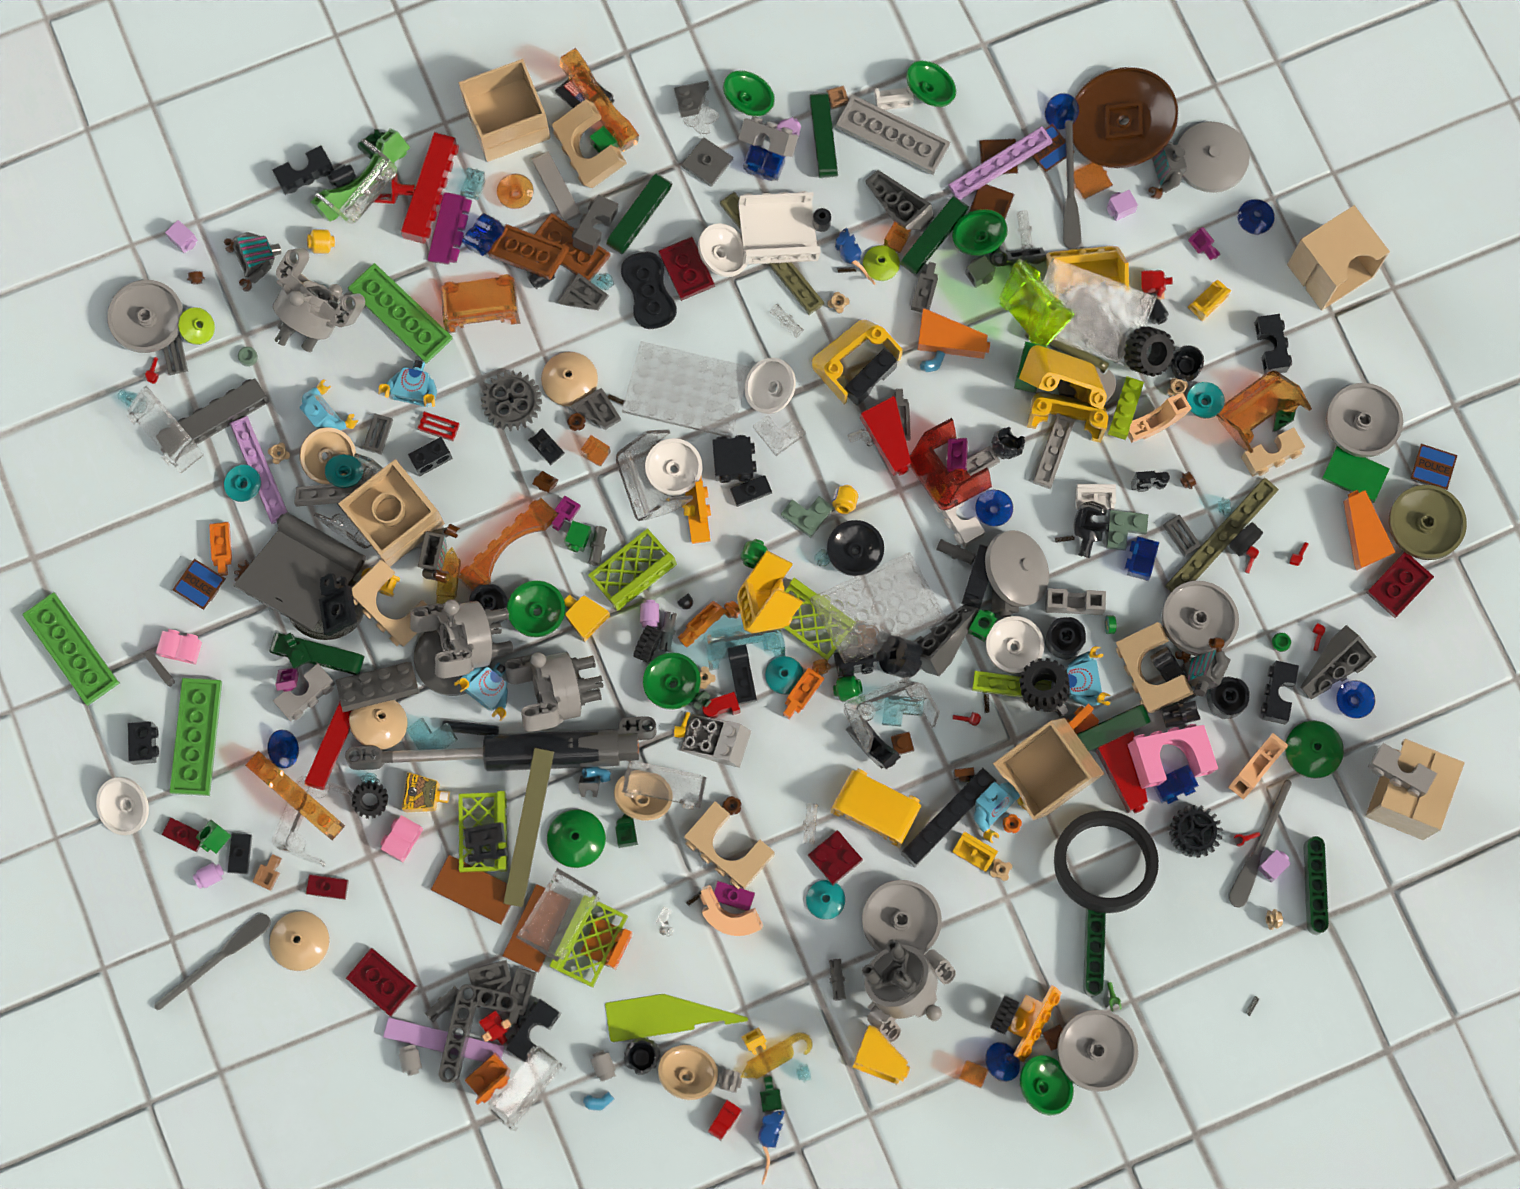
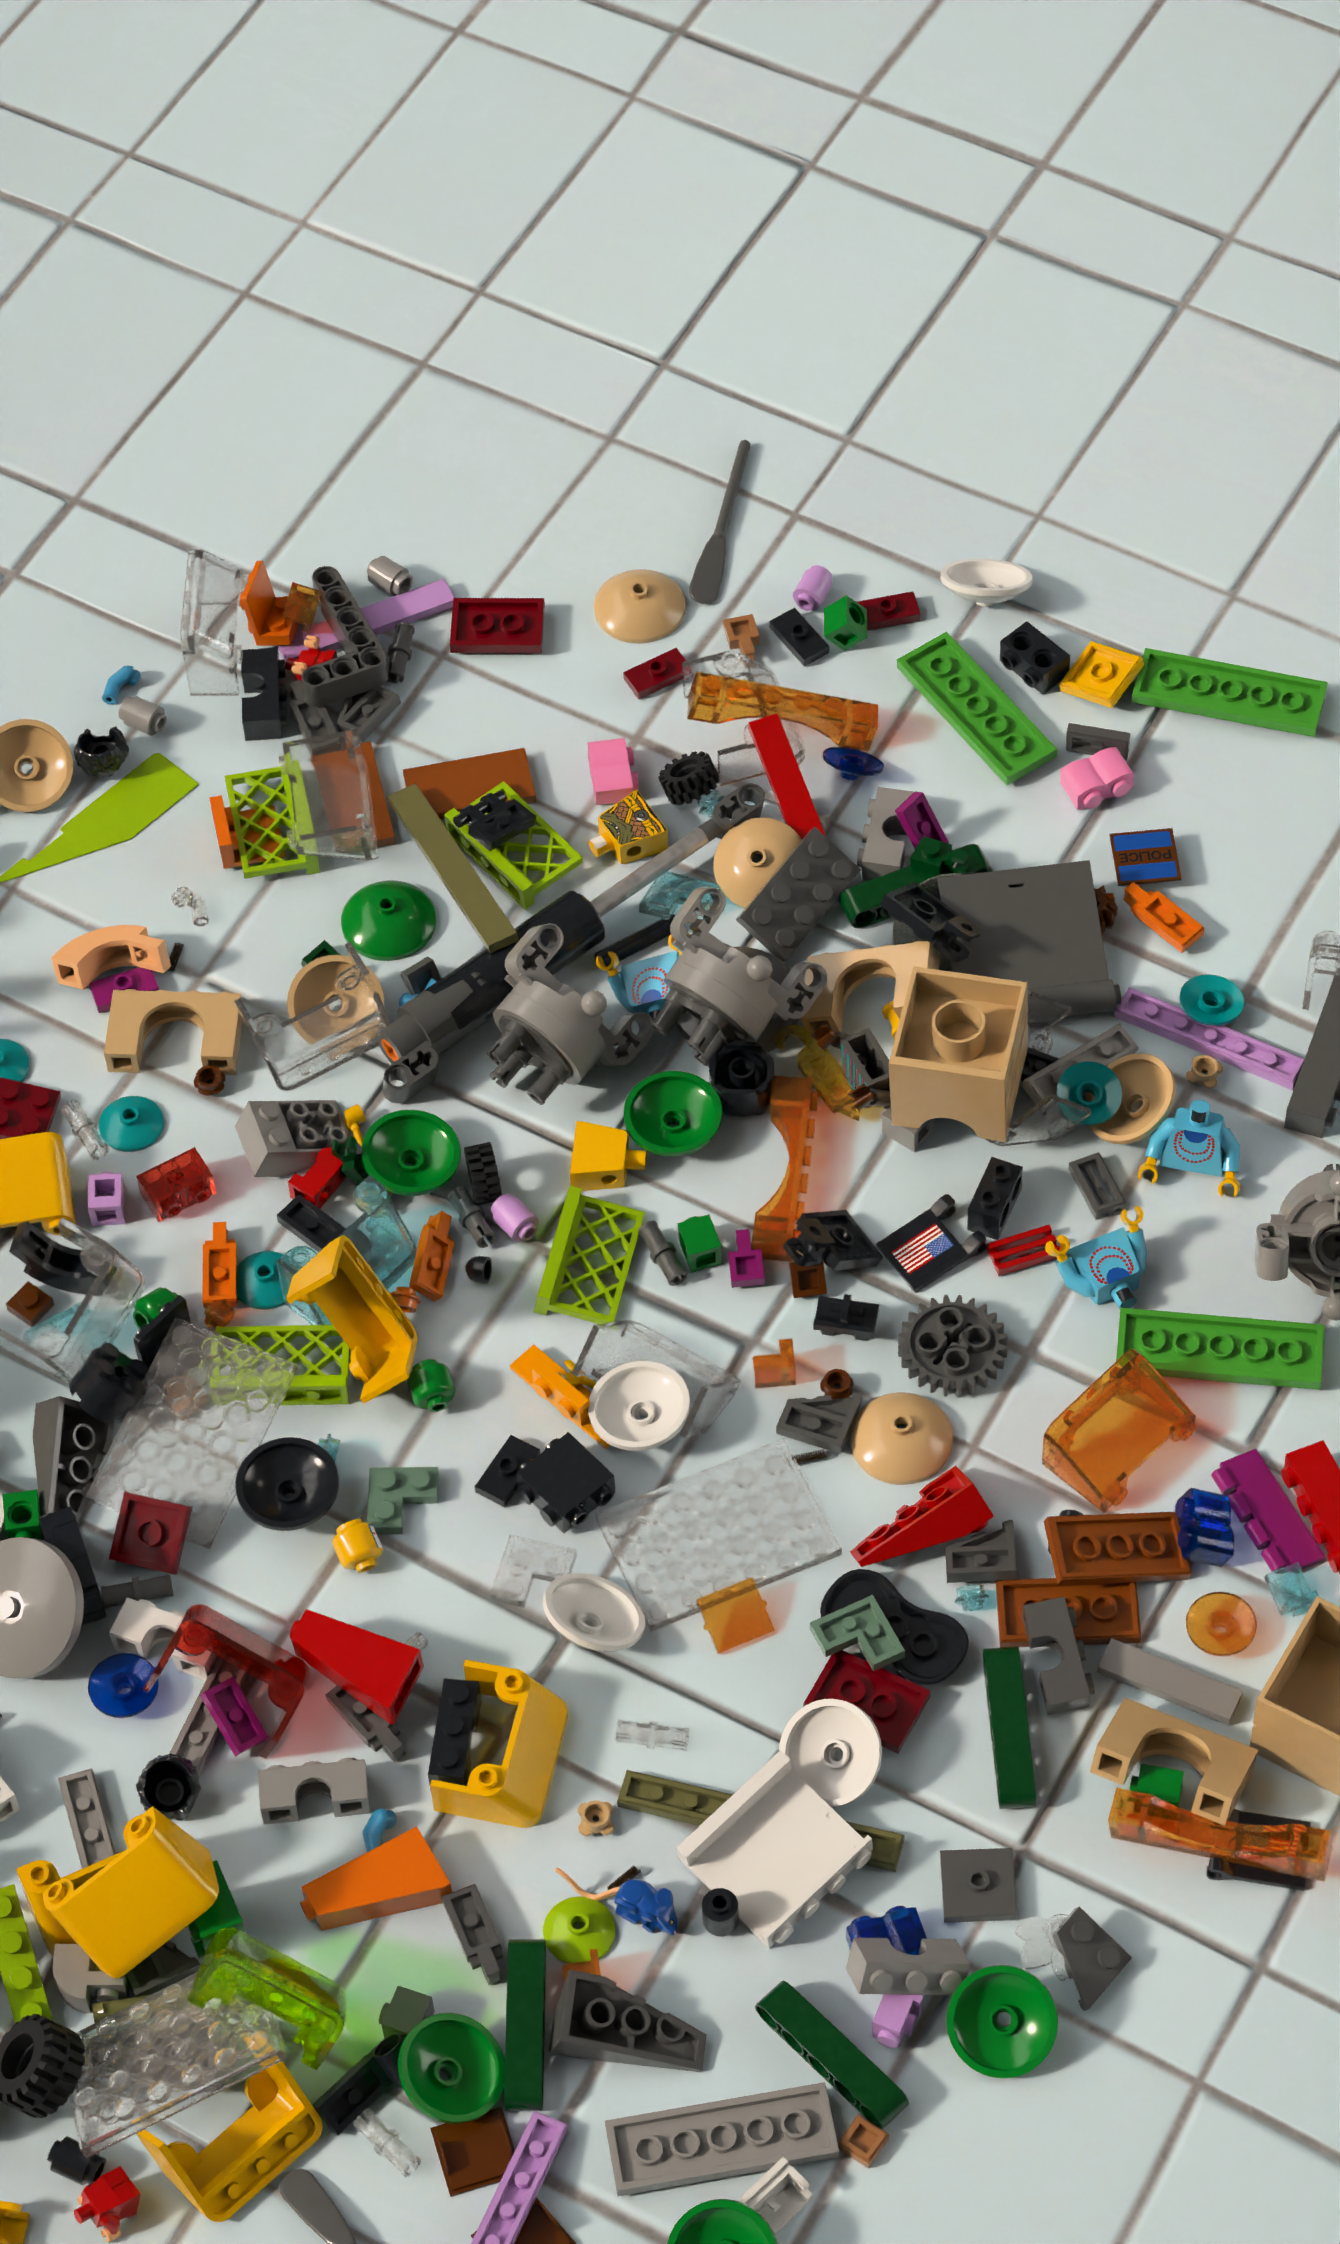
camera: 145 degrees right, 20 degrees down
(120, 707) = (1101, 674): none -> yellow tile
(473, 1062) = (301, 605): none -> clear orange panel
(480, 460) = (926, 1248): none -> black flag
(529, 483) = (834, 1239): none -> black plate
(591, 327) = (945, 1512): none -> red wedge
(663, 293) = (862, 1625): none -> sand green plate
(709, 346) = (735, 1615): none -> clear orange piece
(780, 757) = (176, 1184): none -> clear red brick
(787, 823) = (133, 1133): none -> teal dish
(830, 765) = (106, 1199): none -> lavender brick
(932, 571) = (150, 1533): none -> dark red plate
(958, 408) = (285, 1788): none -> light grey arch

